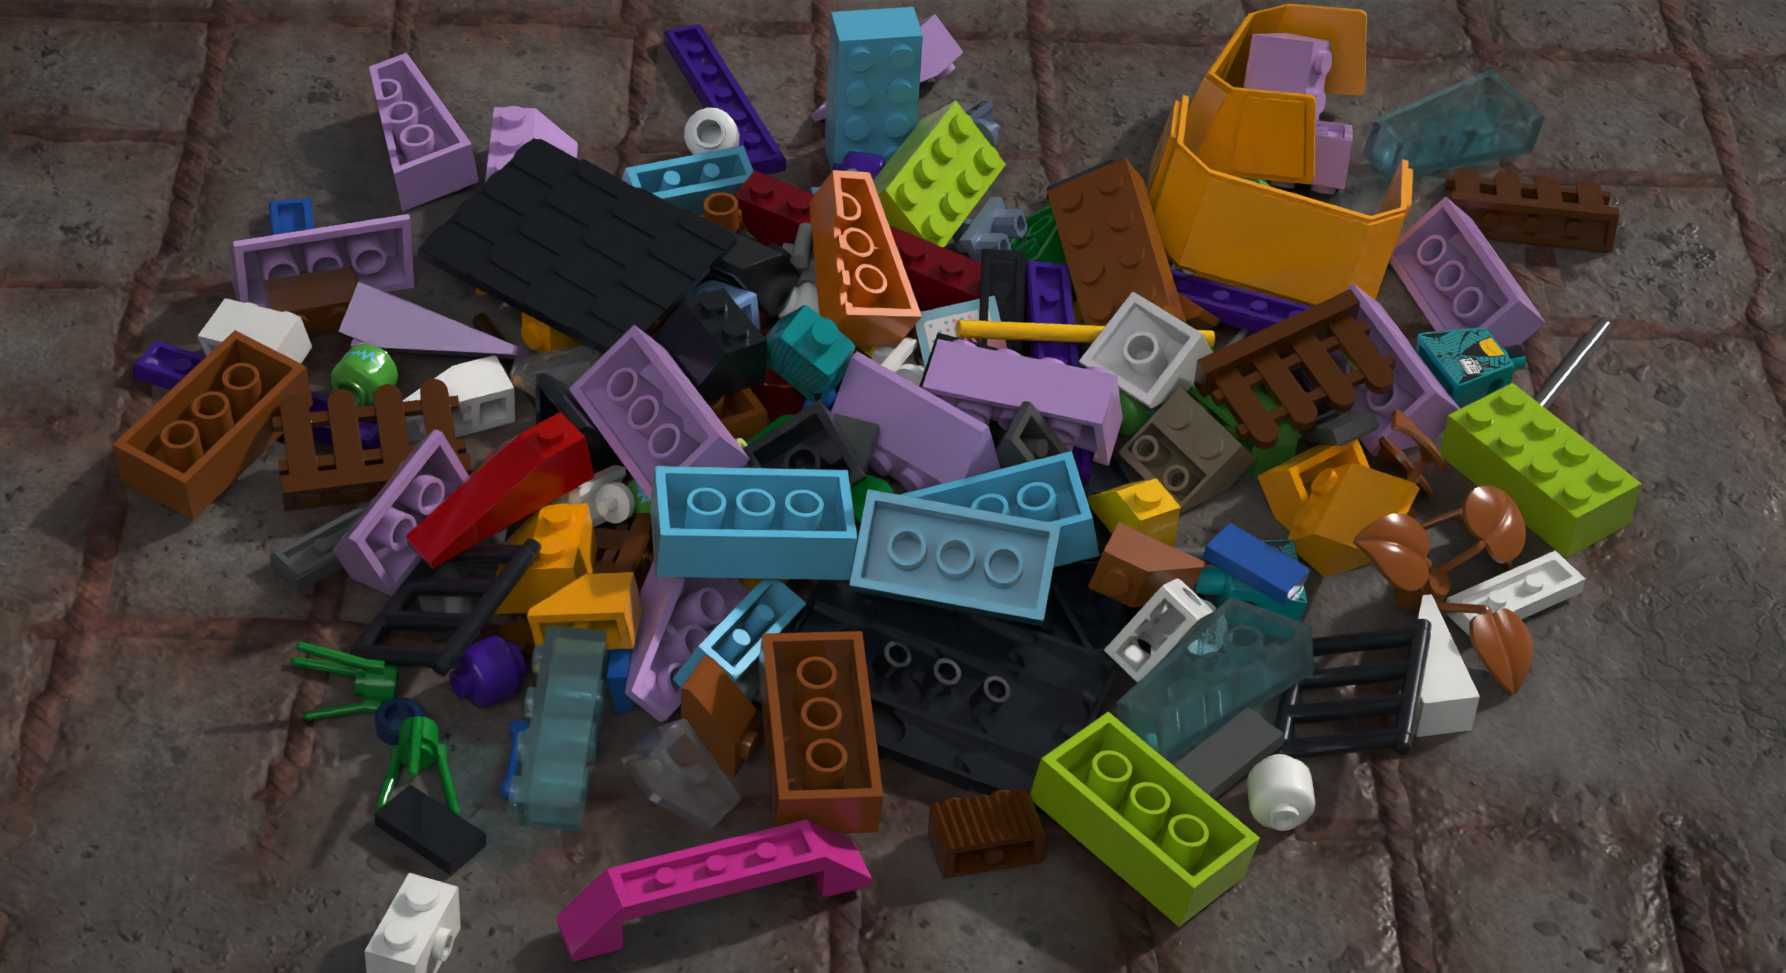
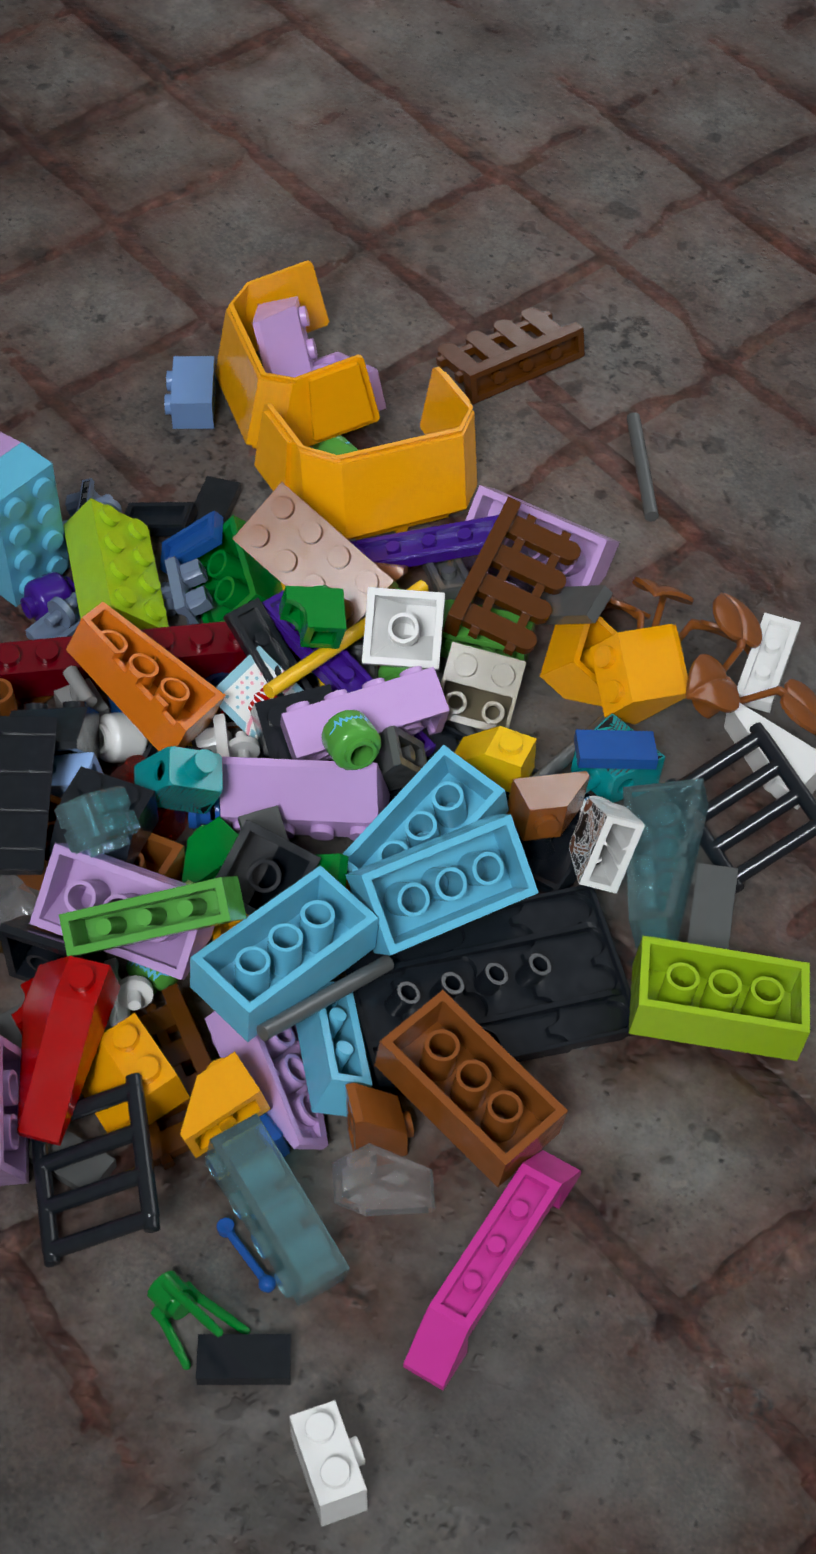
camera: 35 degrees left, 10 degrees up
(373, 680) = (89, 1268): green plant -> none
(391, 715) = (132, 1283): dark blue tile -> none
(488, 672) = (176, 1195): dark purple head -> none
(657, 419) = (152, 916): none -> bright green brick
(683, 324) = (98, 821): none -> clear light blue brick
(762, 587) = (324, 998): none -> dark grey bar
(976, 389) = (351, 740): none -> bright green head
(985, 833) = (621, 1080): reddish brown brick -> none
(1032, 170) = (163, 517): none -> black tile
(1034, 197) = (193, 540): none -> blue tile
(1059, 287) = (316, 614): none -> green brick
(1163, 81) = (192, 392): none -> medium blue brick
(1280, 790) = (770, 913): white head -> none
(1455, 127) = (417, 315): clear light blue wedge -> none
(1462, 278) = (532, 441): lavender slope -> none
(1469, 362) = (588, 499): teal torso -> none
(1553, 474) = (701, 554): lime brick -> none

